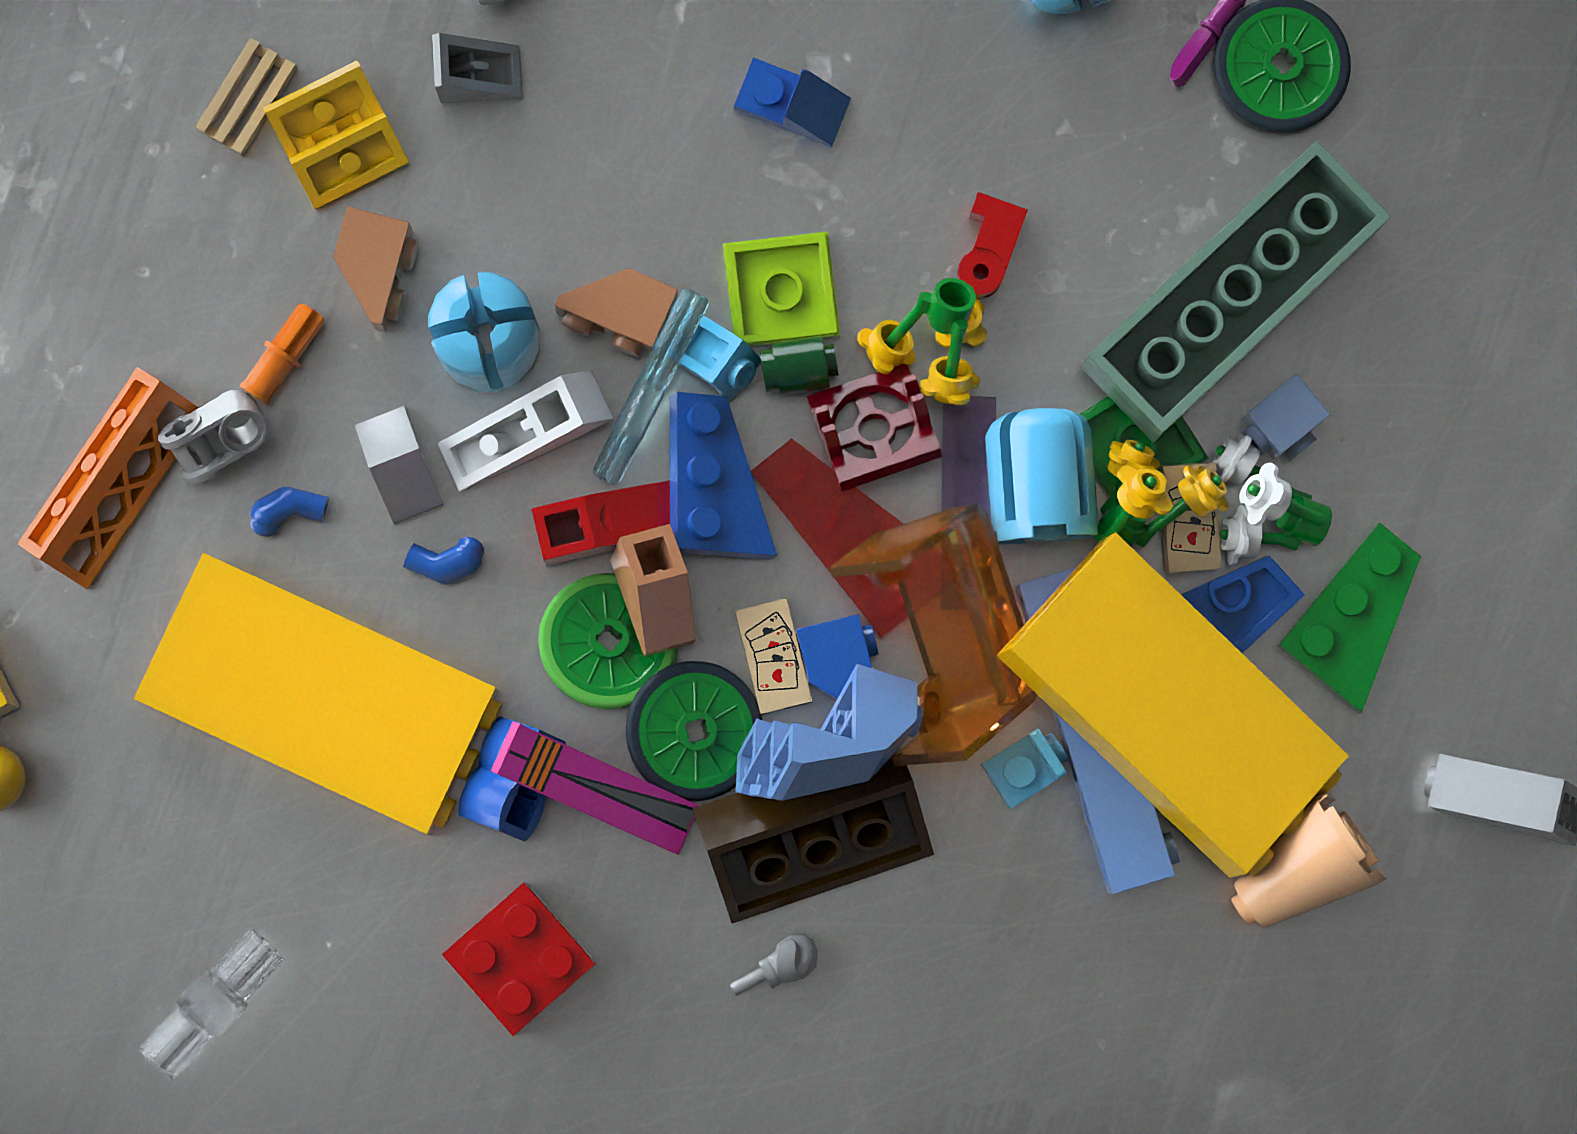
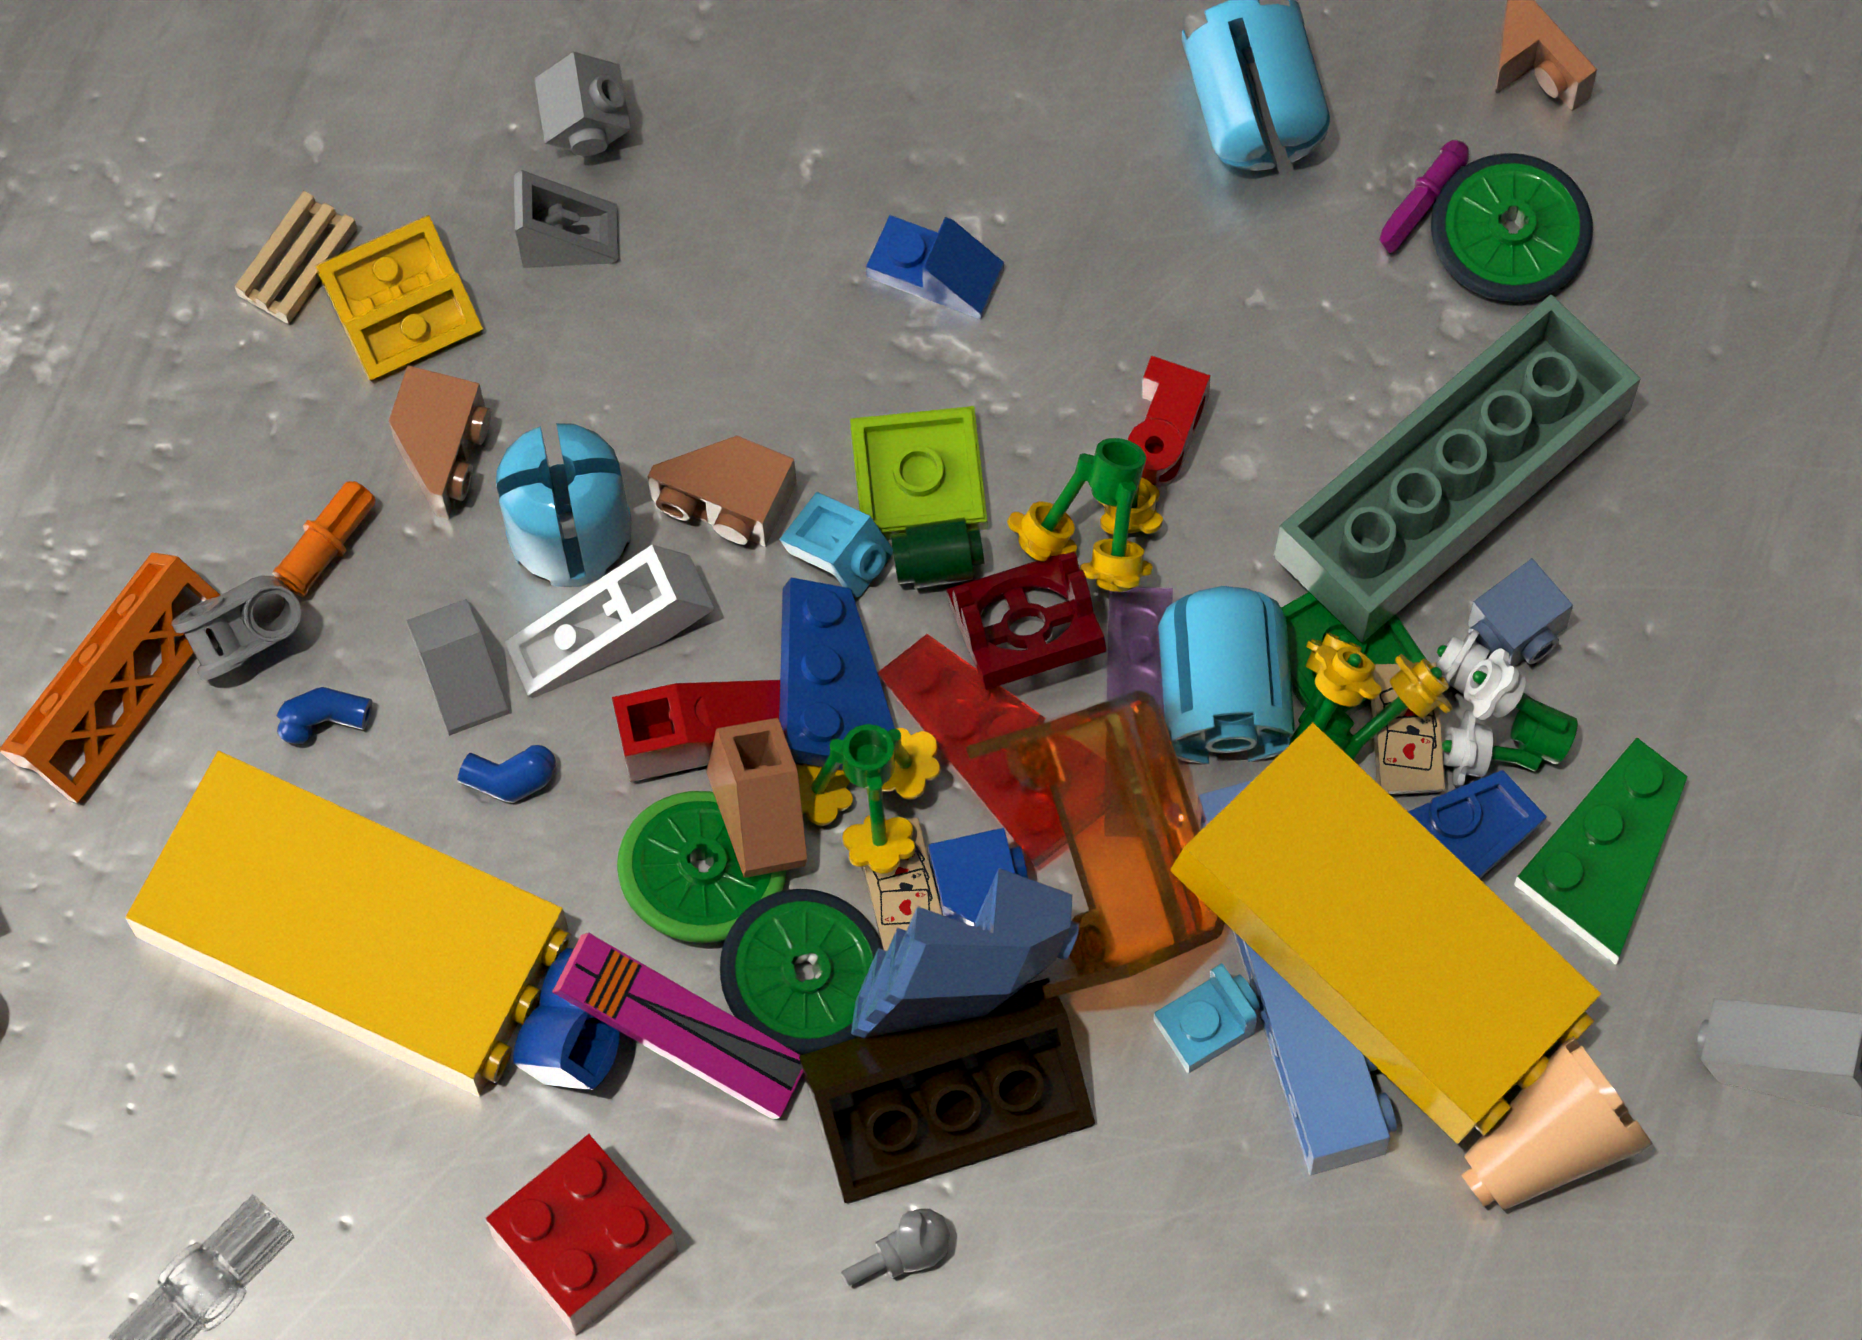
camera: 10 degrees right, 15 degrees down
(650, 386) = (760, 571): clear light blue axle -> none
(747, 569) = (877, 763): none -> plant

